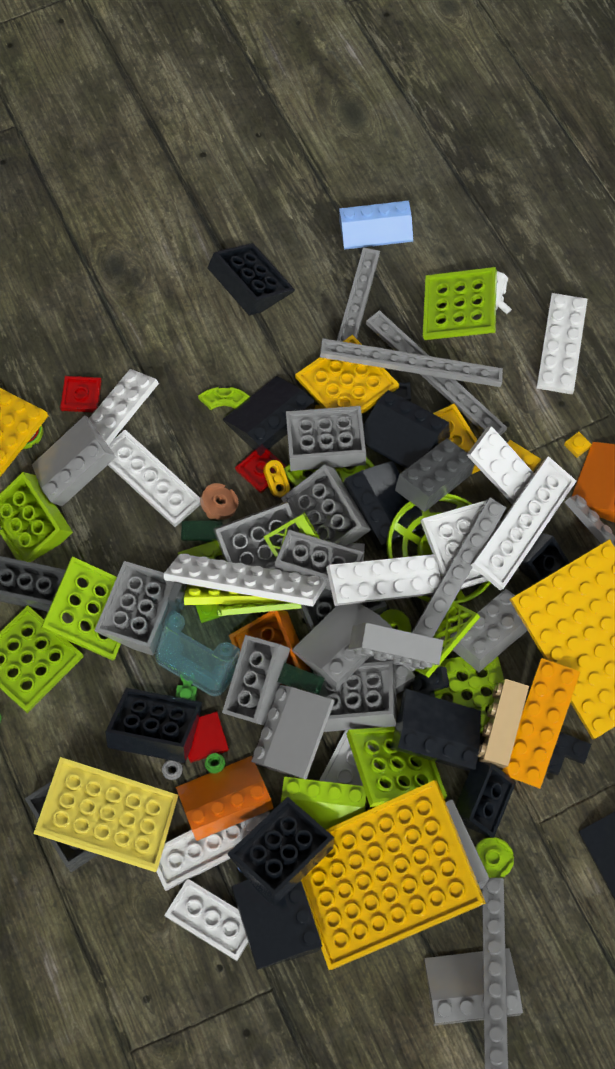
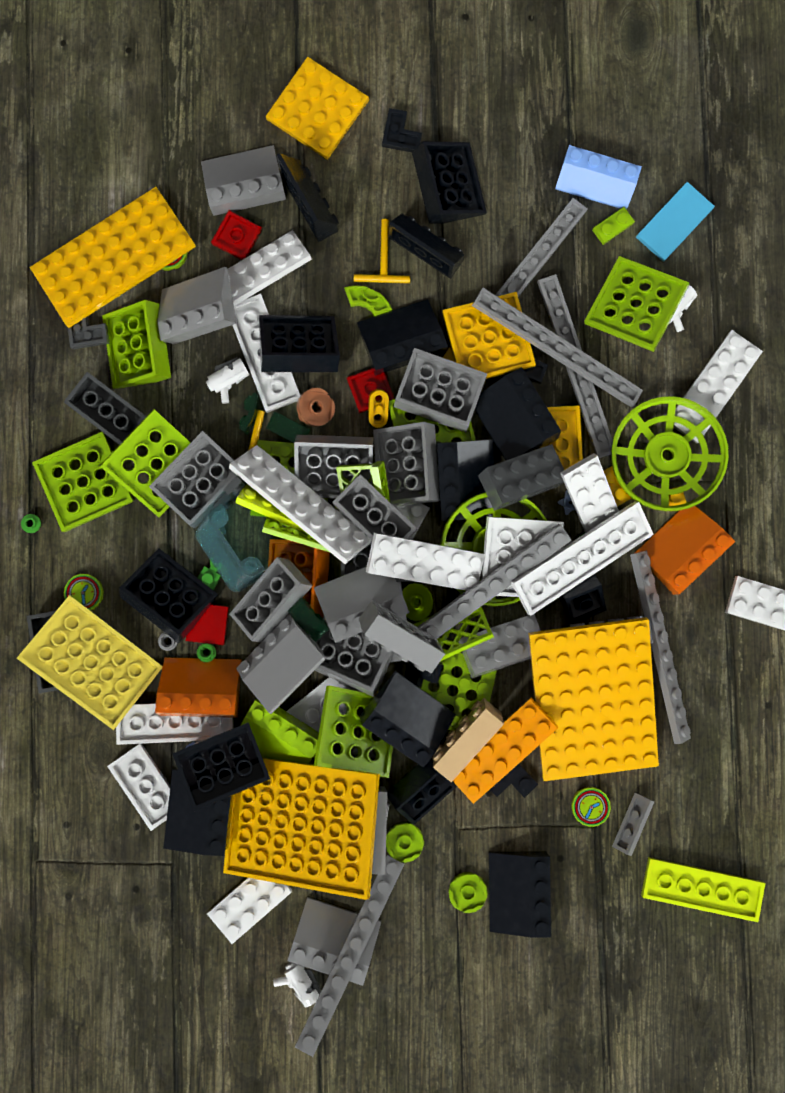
camera: 20 degrees right, 20 degrees up
(68, 348) = (242, 180): none -> light grey slope
(69, 750) = (85, 590): none -> tile
(108, 268) = (317, 108): none -> yellow plate
(124, 509) = (225, 376): none -> white piece
(132, 337) = (307, 197): none -> black slope
(159, 529) = (251, 407): none -> clear green slope
(172, 543) = (257, 428): none -> yellow bar
(179, 455) = (298, 343): none -> black slope
(187, 261) = (395, 134): none -> black plate
(221, 357) = (384, 247): none -> yellow bar
(229, 375) = (381, 278): none -> yellow bar
(254, 333) = (425, 245): none -> black slope
(368, 992) = (246, 906): none -> white plate
(408, 256) = (613, 225): none -> lime plate
(458, 233) = (675, 221): none -> medium azure tile
(458, 1044) = (302, 982): none -> white piece
(484, 490) = (565, 503): none -> sand blue plate
(553, 399) = (680, 450): none -> lime dish
(578, 879) = (467, 892): none -> lime tile

